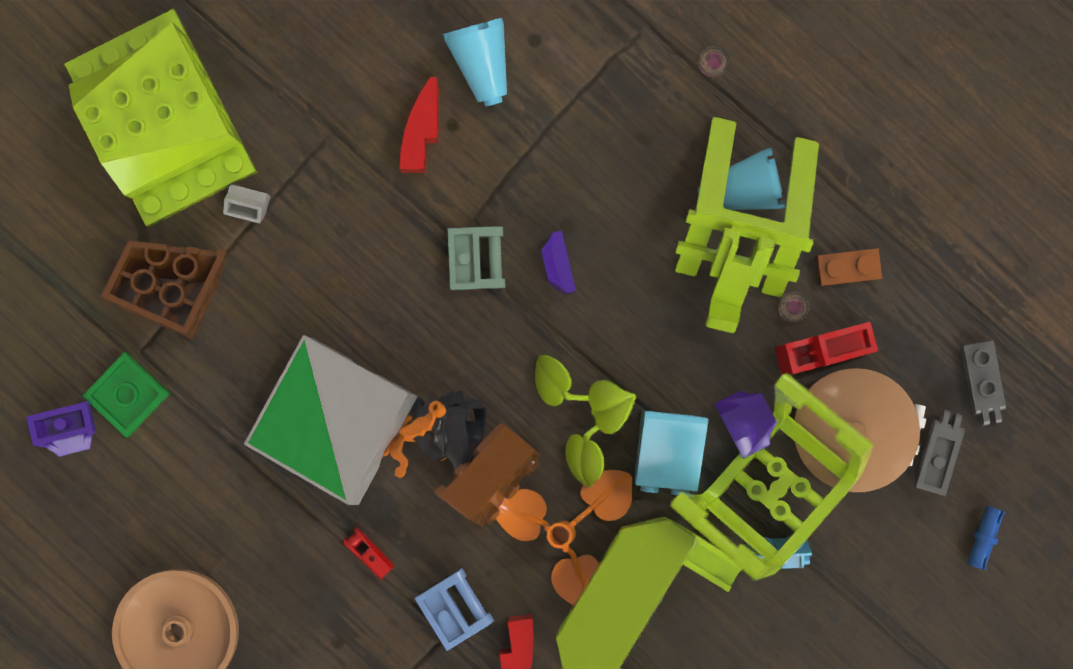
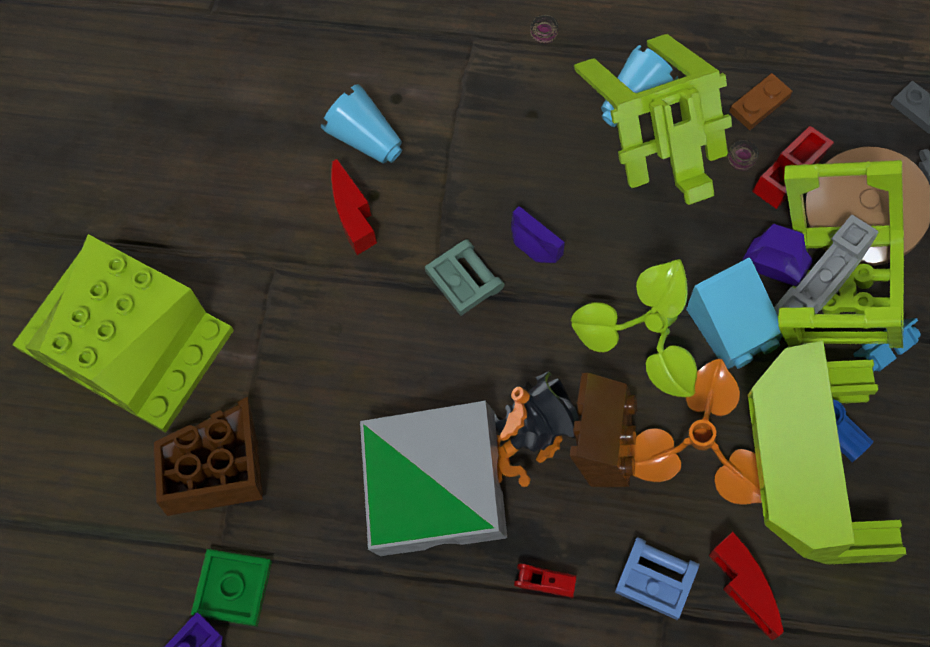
camera: 30 degrees left, 20 degrees down
(246, 203) = (239, 355): light grey piece -> none
(683, 601) = (851, 438): none -> blue piece
(767, 468) = (833, 268): none -> light grey slope

